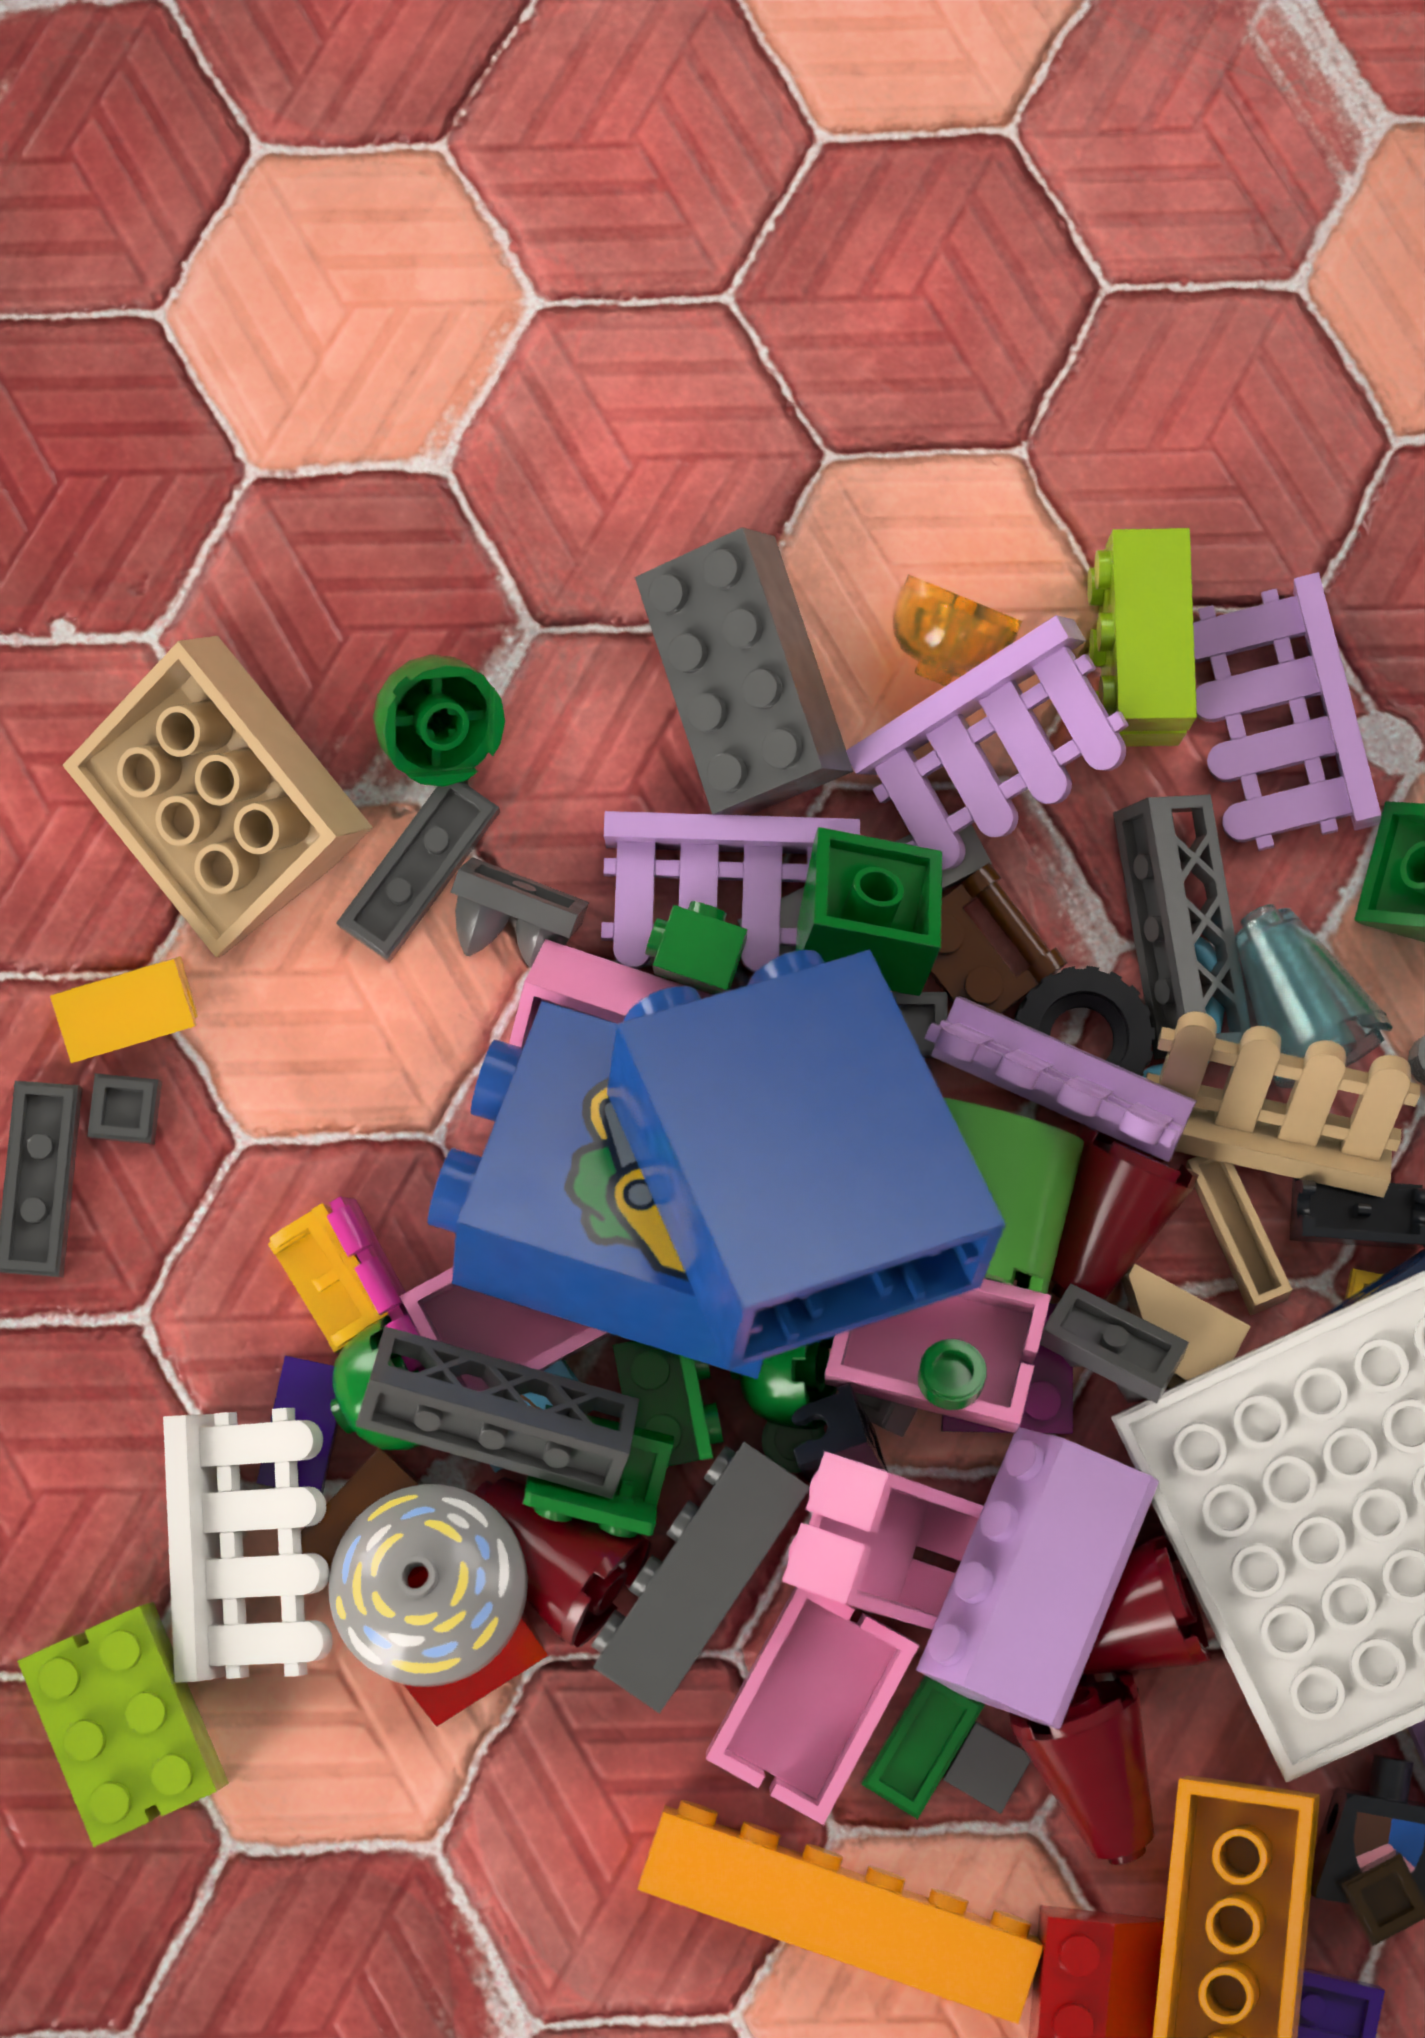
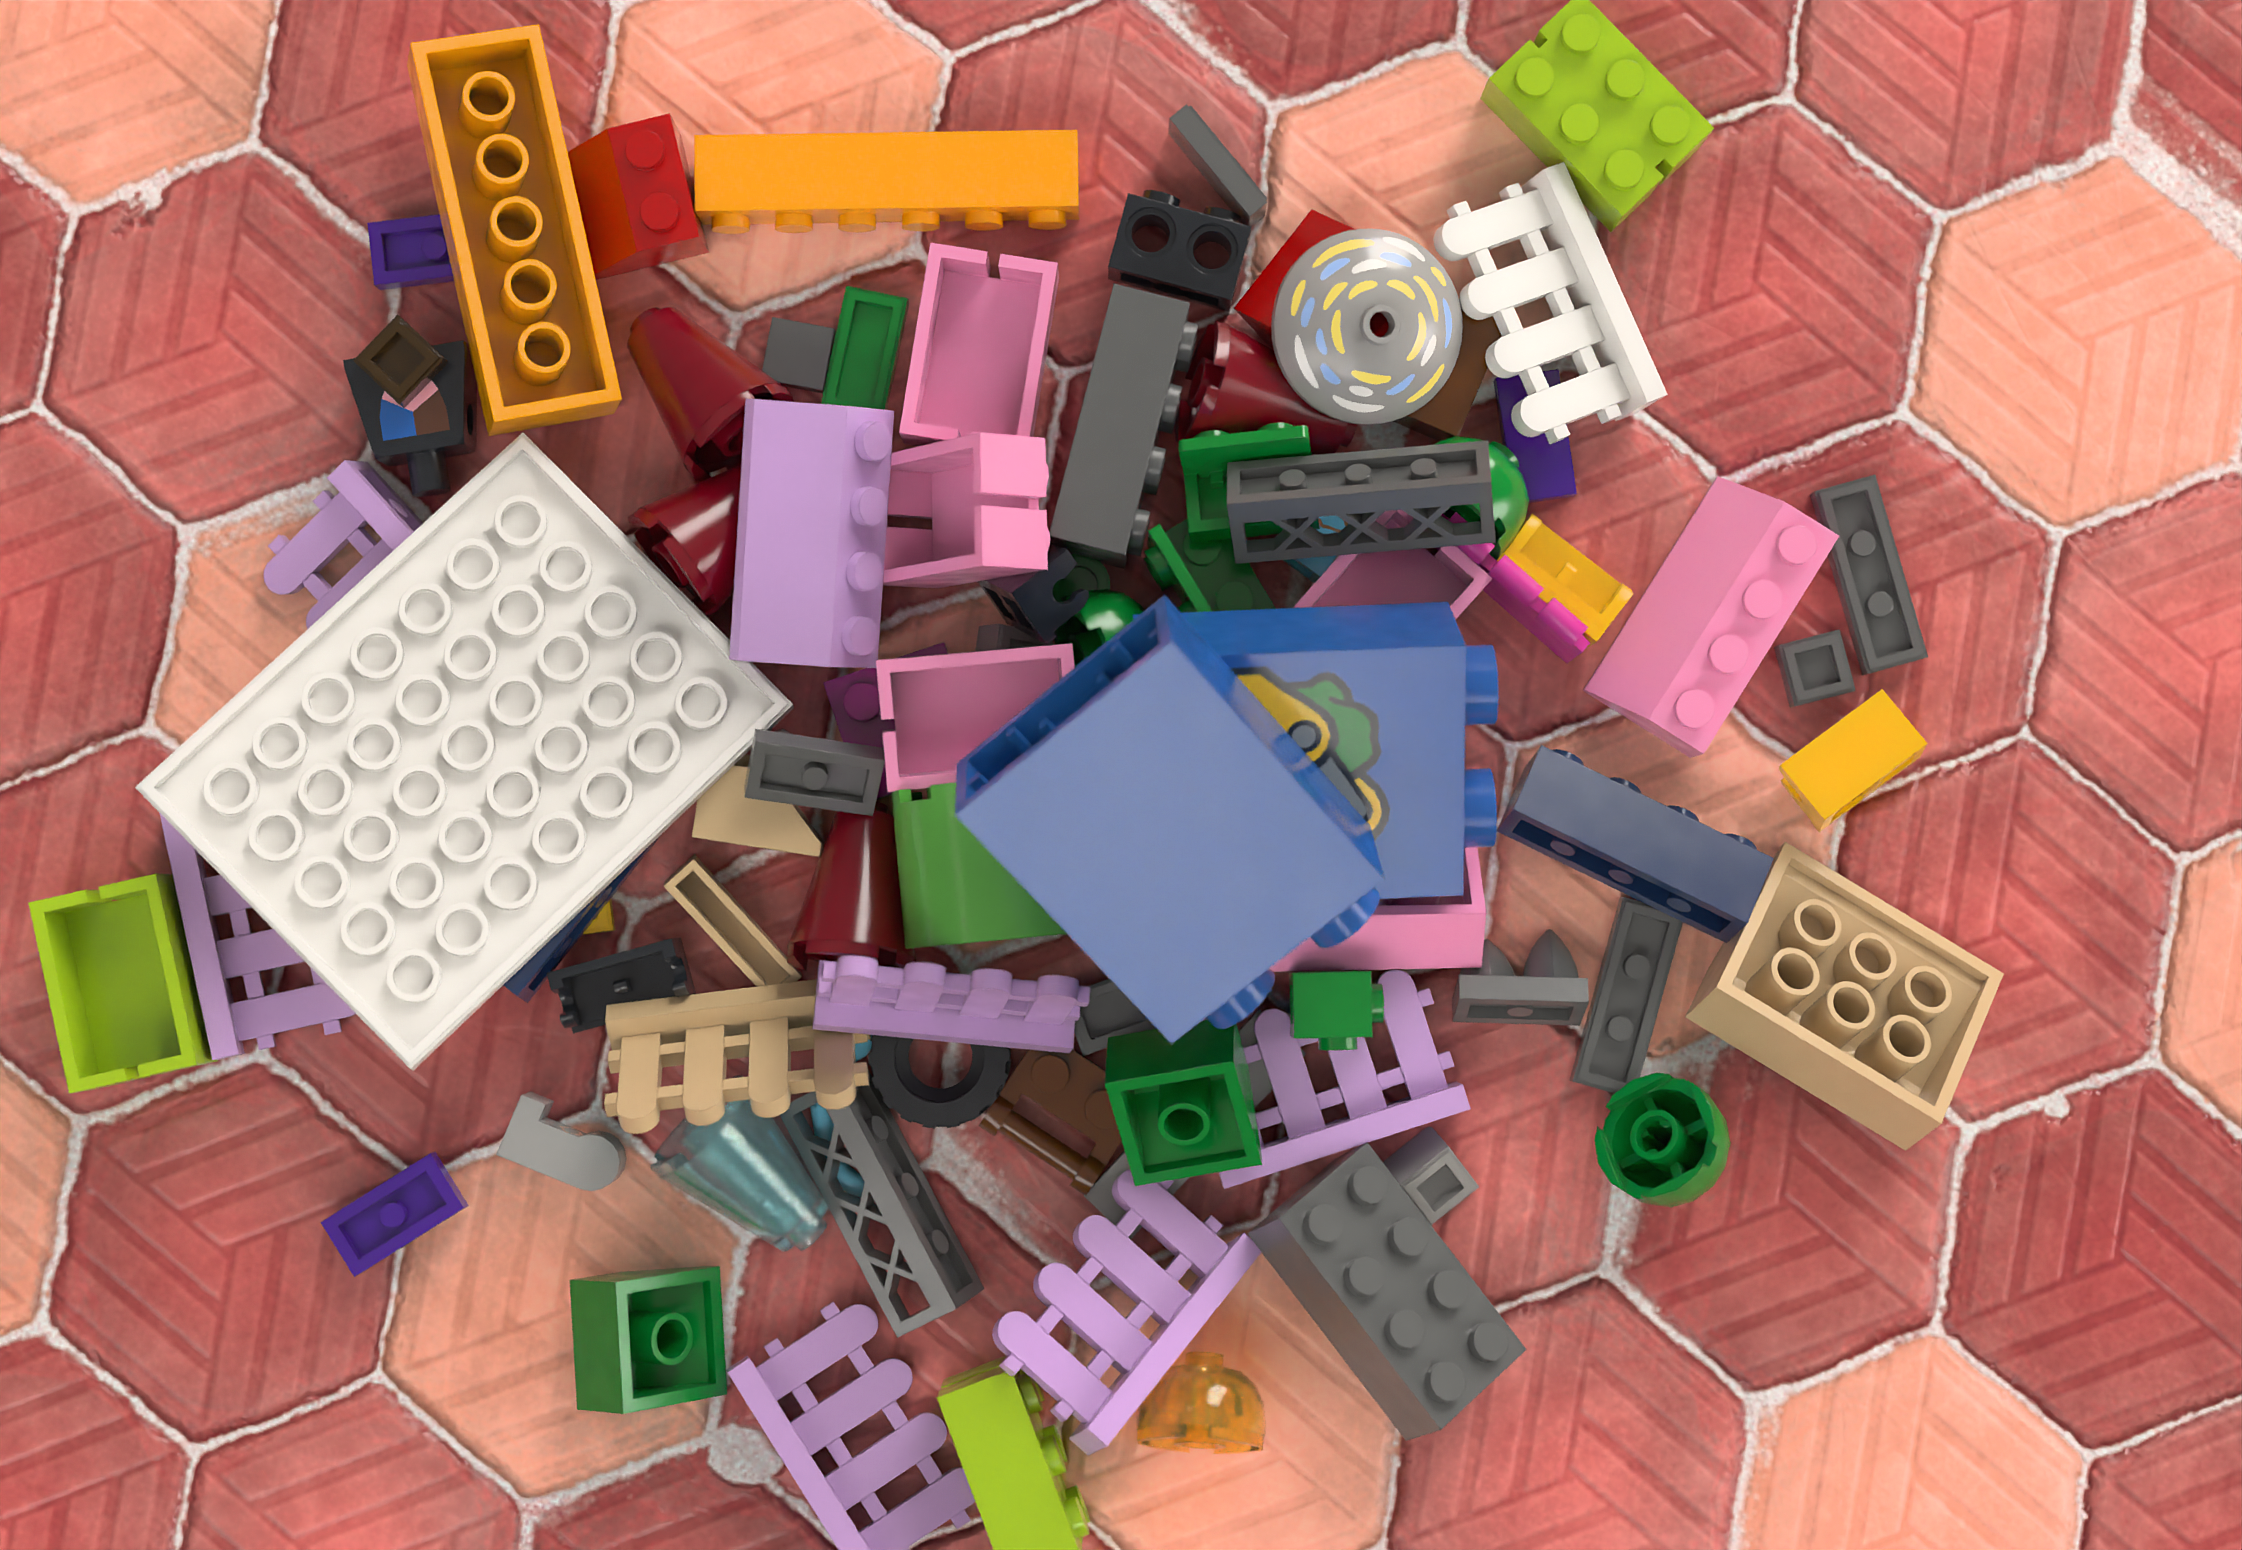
camera: 160 degrees right, 5 degrees up
(202, 1193) = (1710, 615): none -> bright pink slope
(357, 1003) = (1635, 843): none -> dark blue brick
(511, 1805) = (1217, 165): none -> dark grey tile
(589, 1719) = (1174, 267): none -> black brick
(663, 770) = (1431, 1174): none -> light grey slope
(952, 1374) = (954, 683): green tile -> none

